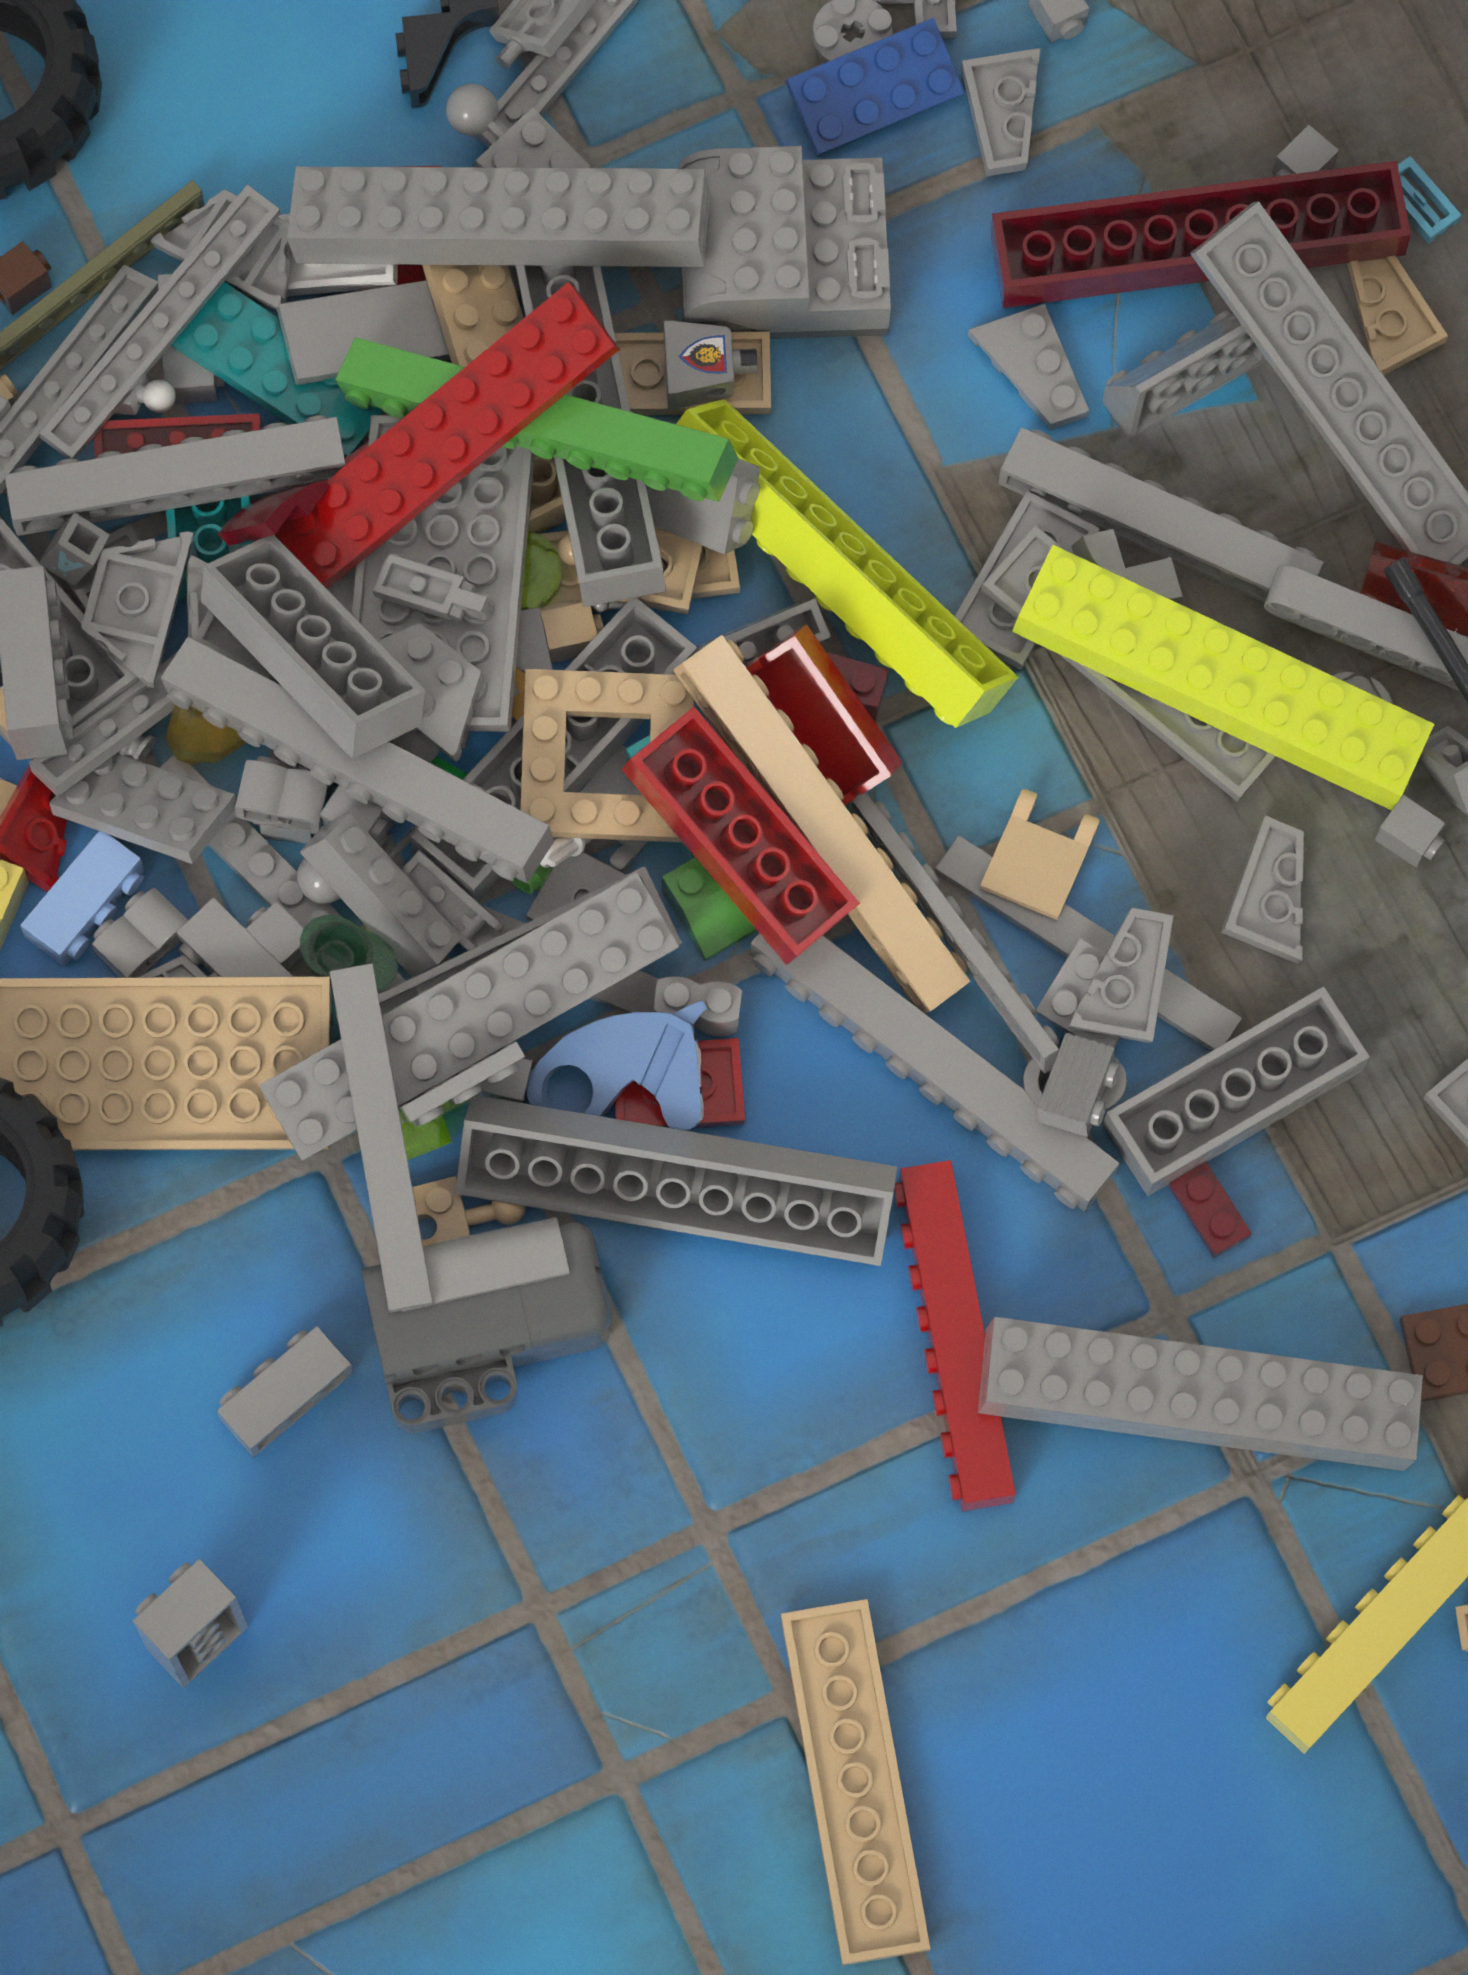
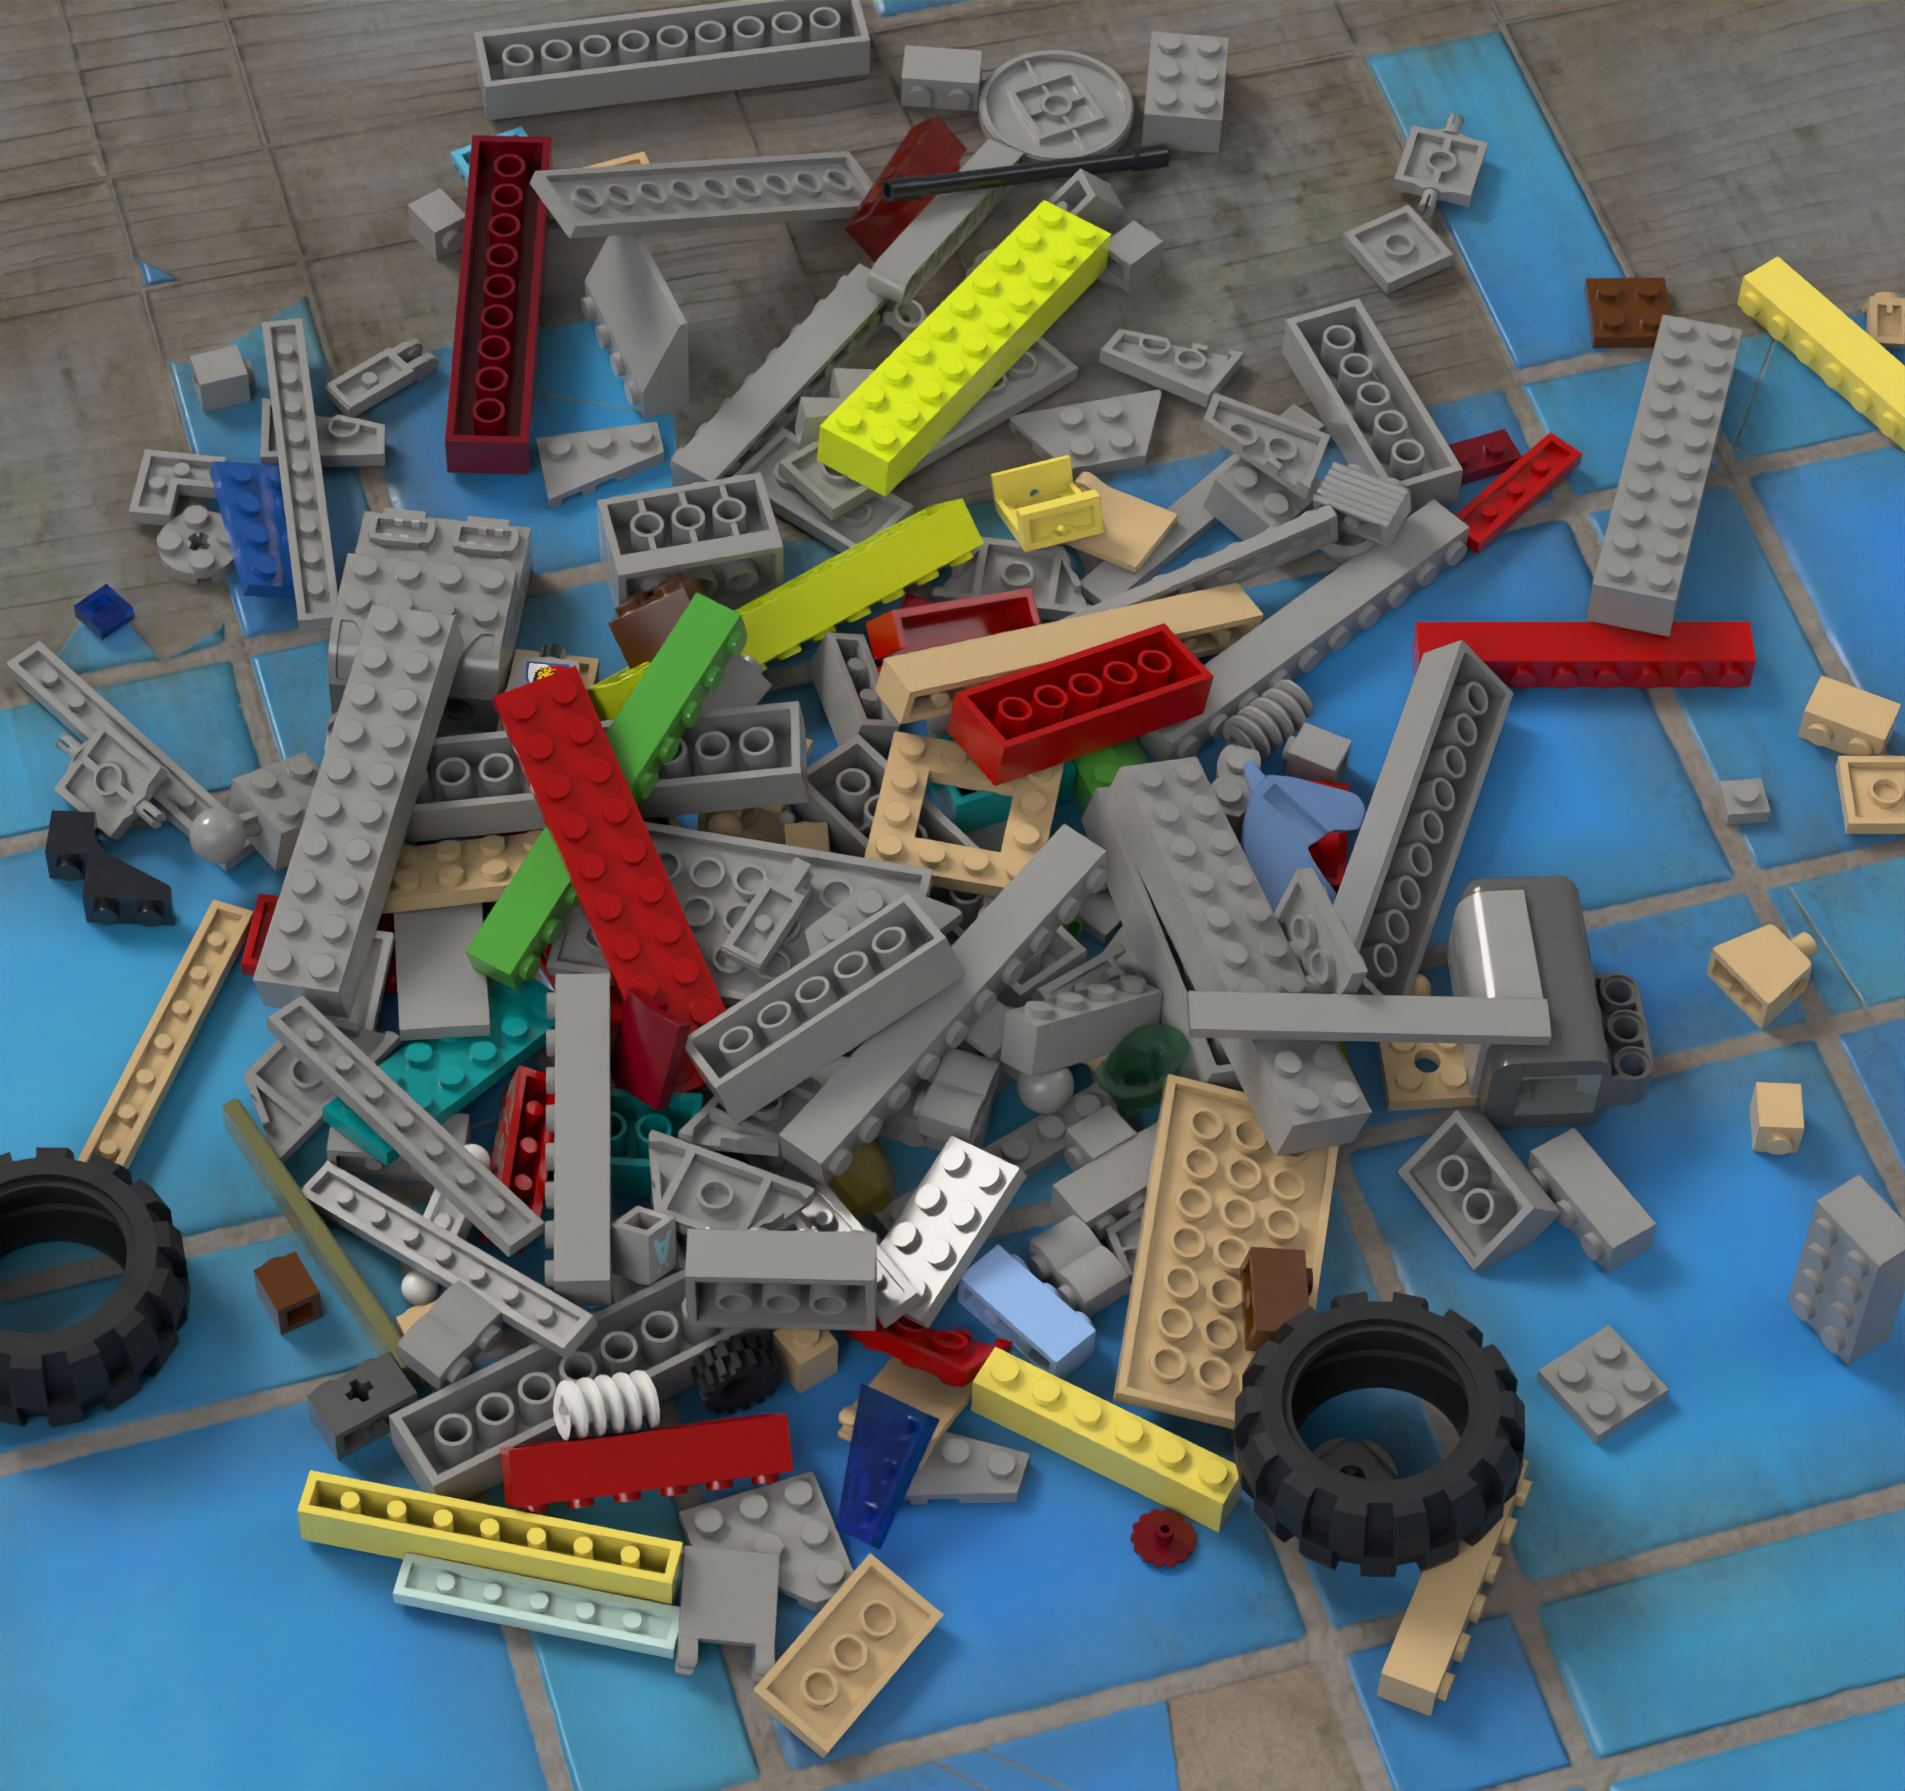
camera: 80 degrees left, 20 degrees down
(88, 1421) = (1602, 1384): none -> light grey plate
(102, 1106) = (1273, 1291): none -> reddish brown brick
(264, 124) = (169, 1034): none -> tan plate
(281, 1289) = (1478, 1190): none -> light grey slope
(405, 1562) = (1776, 1118): none -> tan brick
(584, 1542) = (1763, 971): none -> tan torso
(773, 1087) = (1316, 755): none -> light grey brick
(802, 448) = (646, 622): none -> reddish brown brick
(802, 1032) = (1269, 718): none -> light grey piece
(803, 1512) = (1743, 801): none -> light grey plate
(911, 462) = (705, 529): none -> light grey brick
(918, 1608) = (1848, 719): none -> tan brick
(944, 93) = (300, 474): none -> light grey plate
(949, 778) = (1005, 566): none -> light grey wing
(1009, 802) = (1054, 513): none -> light yellow window
(1093, 148) = (380, 377): none -> light grey hinge
(1164, 828) = (1095, 434): none -> light grey wing
(1165, 1250) = (1517, 490): none -> red plate
(1267, 629) = (912, 311): none -> light grey plate

